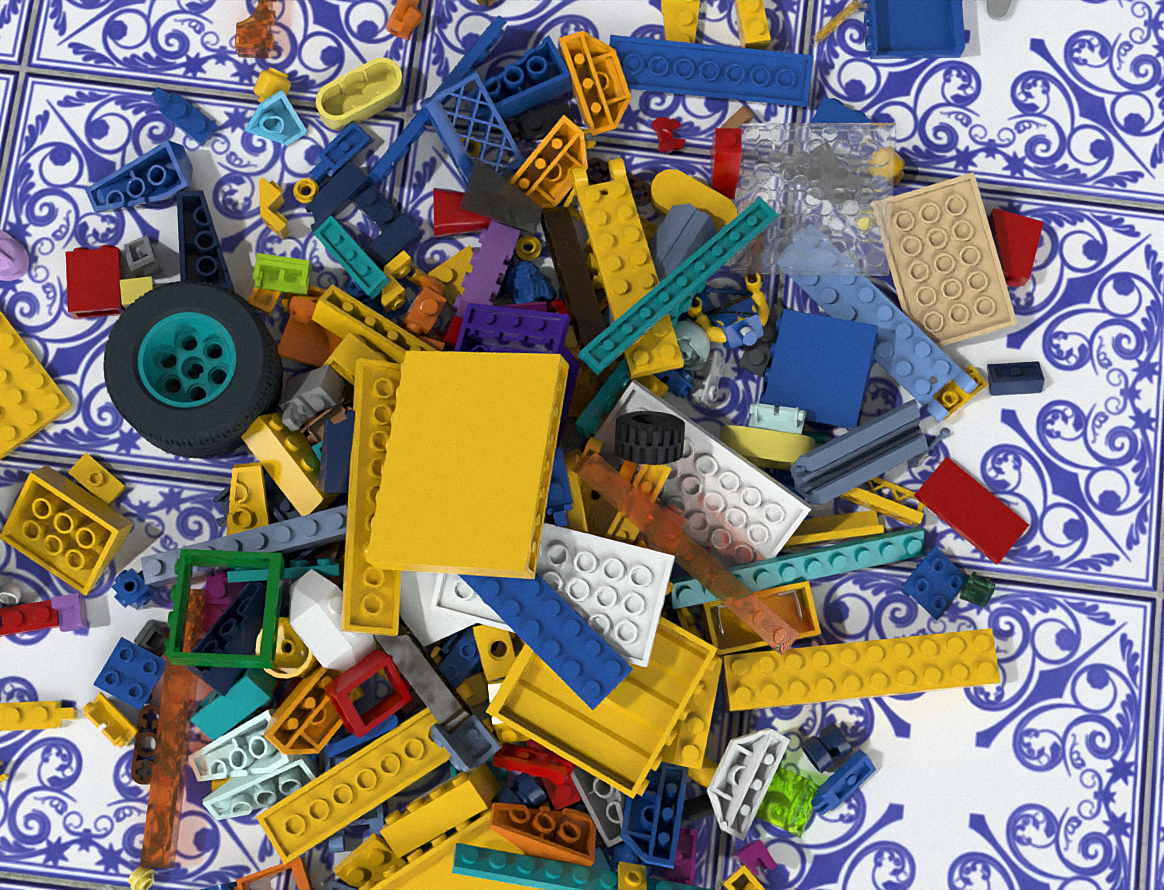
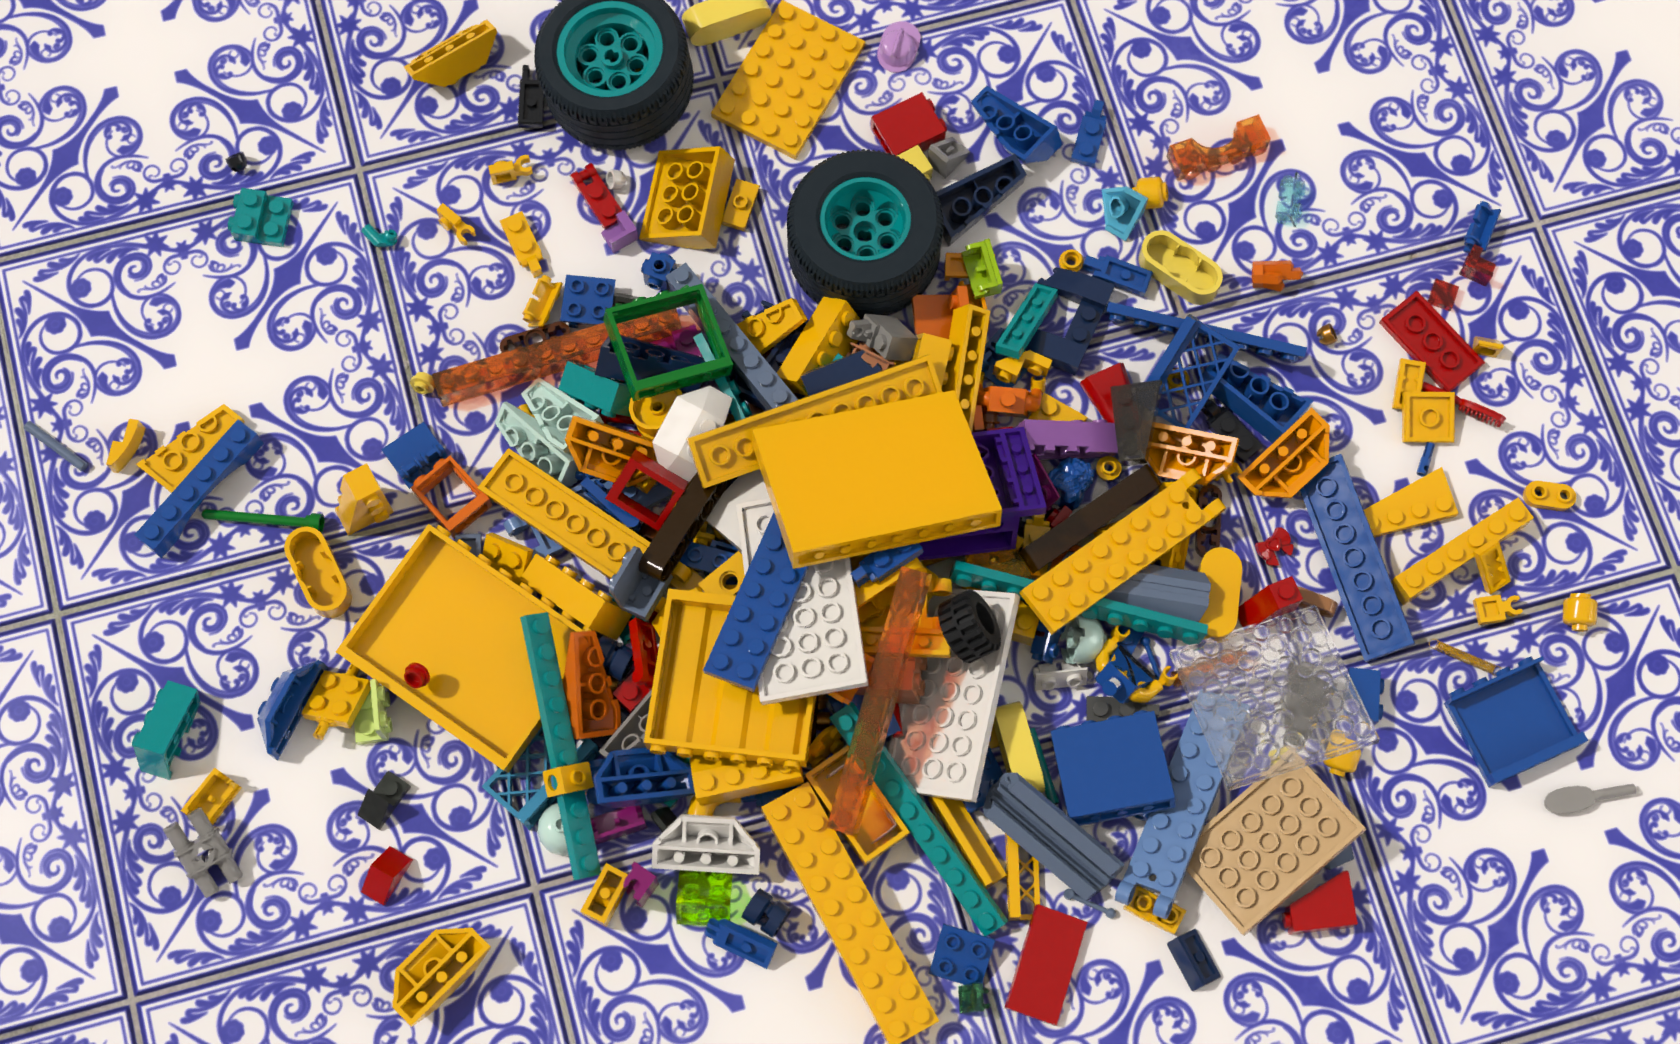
camera: 70 degrees right, 5 degrees down
(270, 201) = (1043, 235): yellow slope -> none
(677, 286) = (1125, 599): teal plate -> none
(777, 419) = (1047, 744): light aqua hinge -> none

